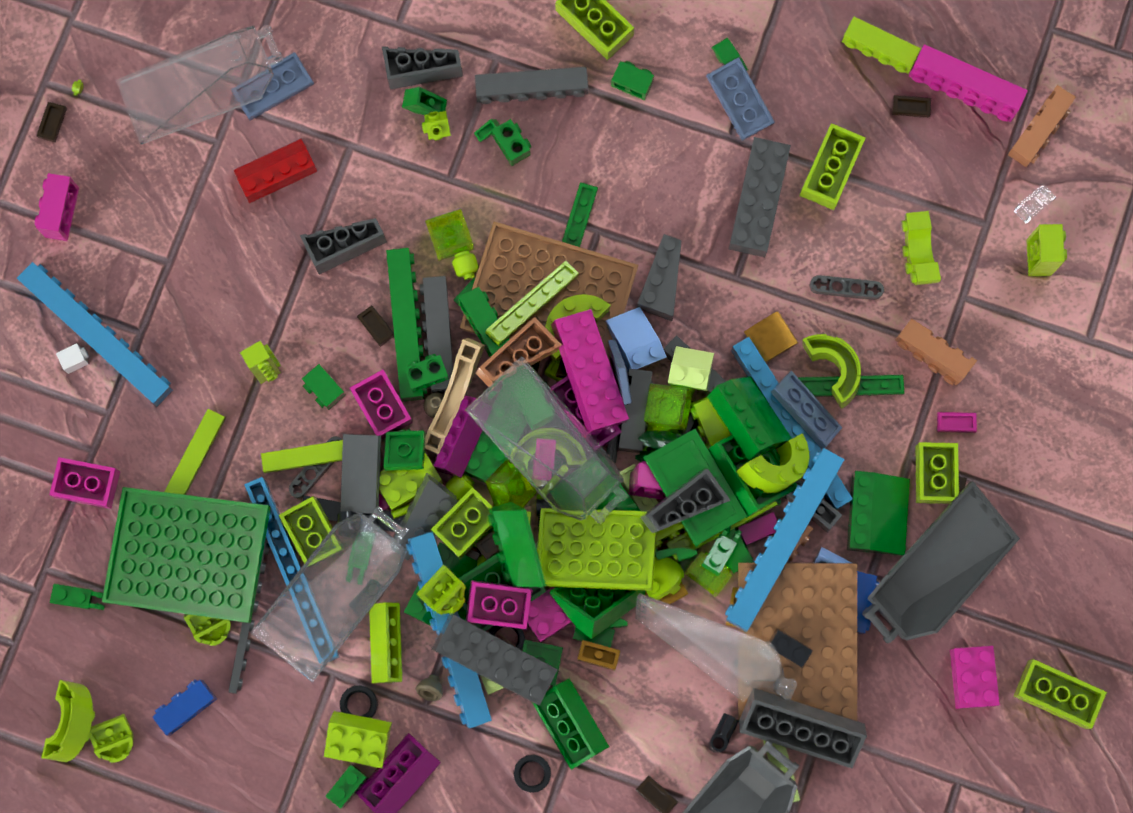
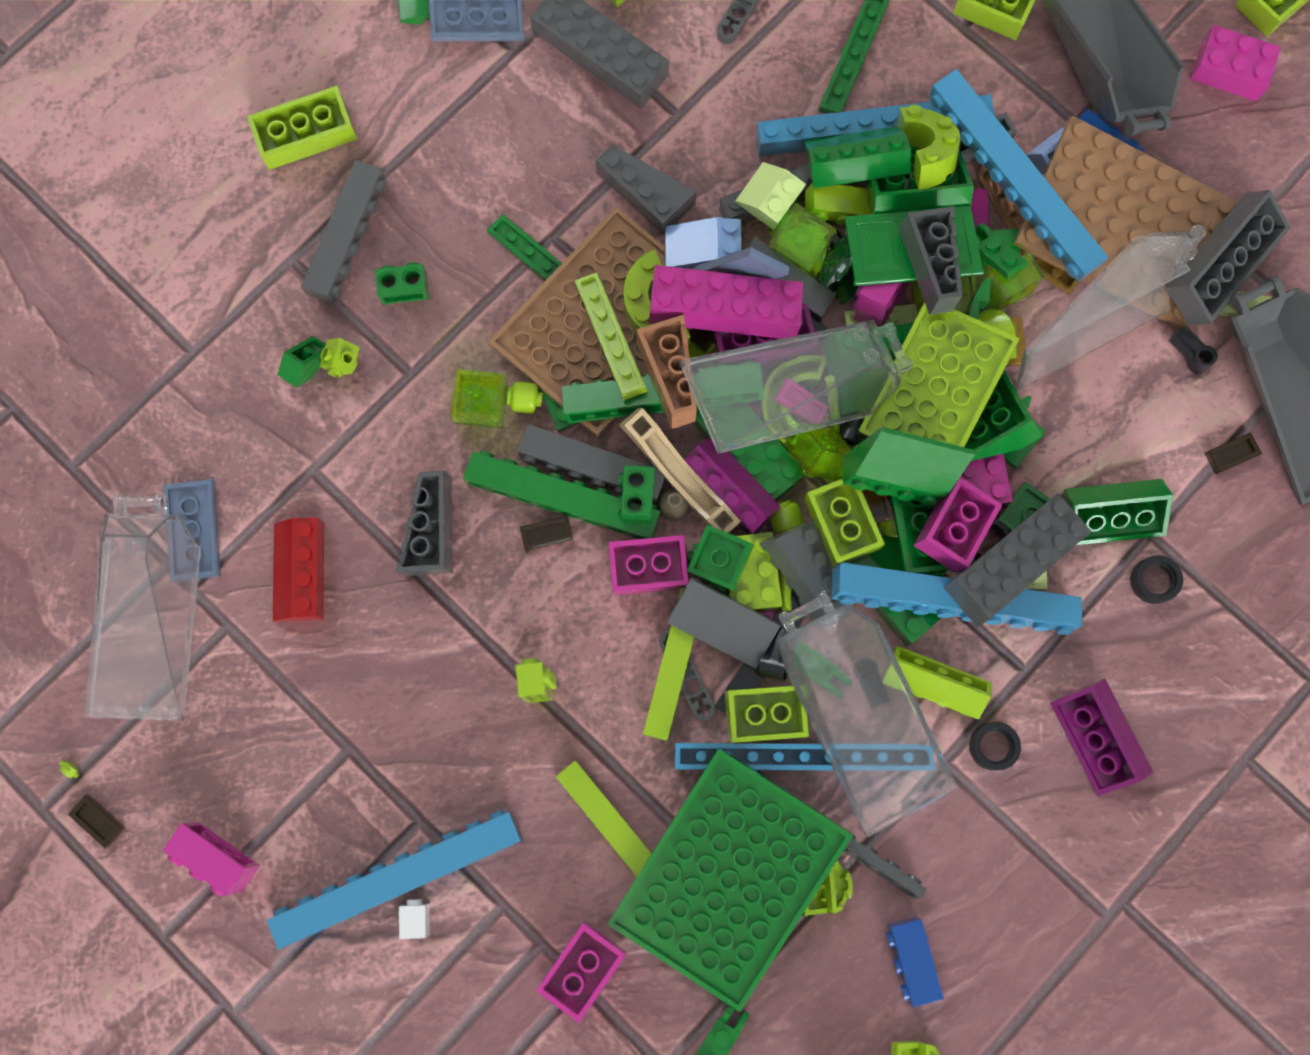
camera: 65 degrees left, 0 degrees up
(323, 386) = (593, 626): green brick -> none
(346, 786) = (1090, 802): green brick -> none
(357, 739) = (1042, 763): lime brick -> none
(420, 66) = (257, 345): dark grey wedge -> none
(430, 688) = (1011, 653): dark tan brick -> none
(443, 592) = (919, 580): lime slope -> none
(486, 130) = (372, 306): green piece -> none
(598, 655) = (1052, 444): pearl gold brick -> none
(632, 80) = (396, 120): green brick -> none
(771, 336) = (763, 102): pearl gold slope -> none
(790, 647) = (1142, 223): black brick -> none
(806, 410) = (868, 99): sand blue tile -> none
(844, 357) = (829, 35): lime brick -> none
(878, 513) = (1015, 83): green slope -> none

